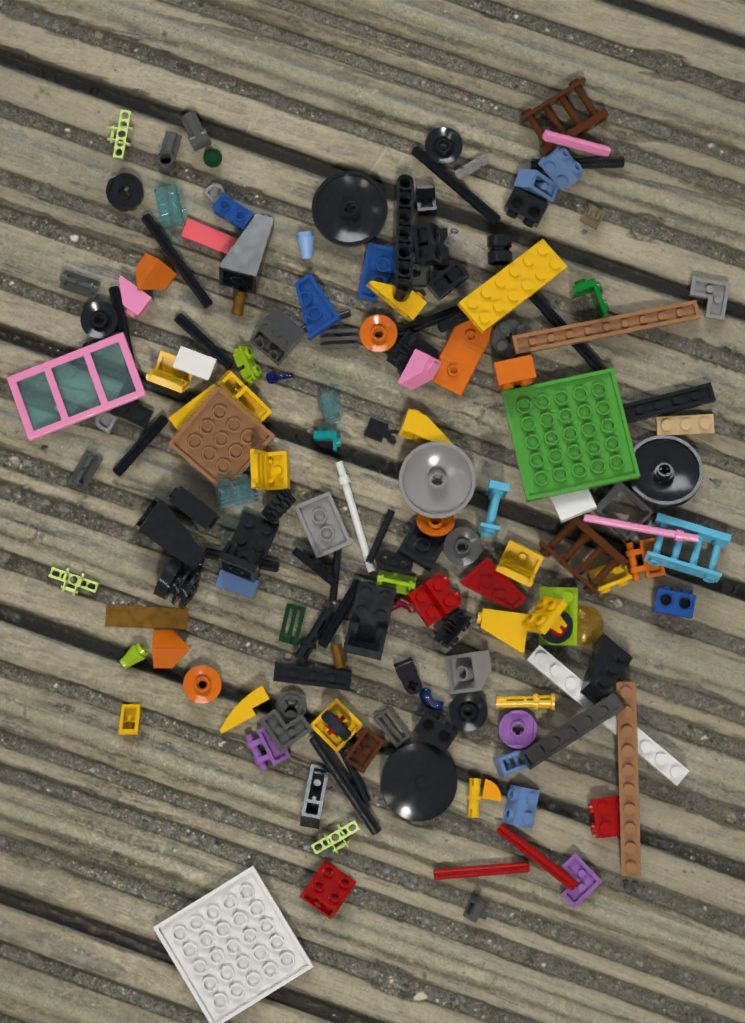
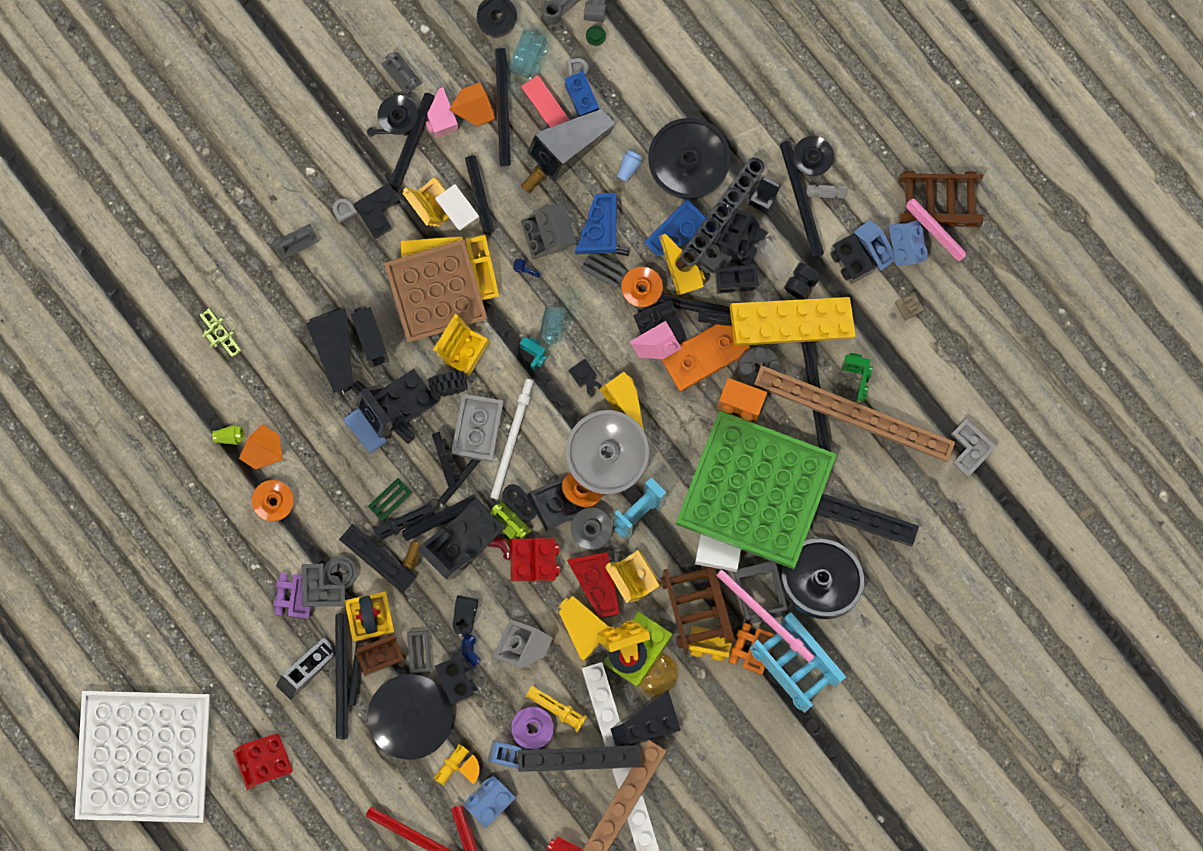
camera: 30 degrees right, 5 degrees down
(76, 386) = (337, 161): door -> none
(130, 719) = (186, 491): yellow slope -> none
(140, 445) = (360, 251): black axle -> none
(146, 617) = (263, 408): pearl gold sticker -> none
(178, 584) = (309, 393): black wheel -> none
(235, 492) = (416, 346): clear light blue brick -> none
(245, 709) = (295, 548): yellow slope -> none
(252, 371) = (506, 231): lime hinge -> none
(341, 837) = (293, 720): yellowish green piece -> none
(380, 536) = (522, 471): black bar -> none
(451, 638) = (524, 604): black hinge -> none
(478, 714) = (492, 672): black dish -> none
(590, 162) = (939, 256): black axle -> none
(673, 607) = (748, 710): blue brick -> none
(685, 425) = (870, 550): tan plate -> none

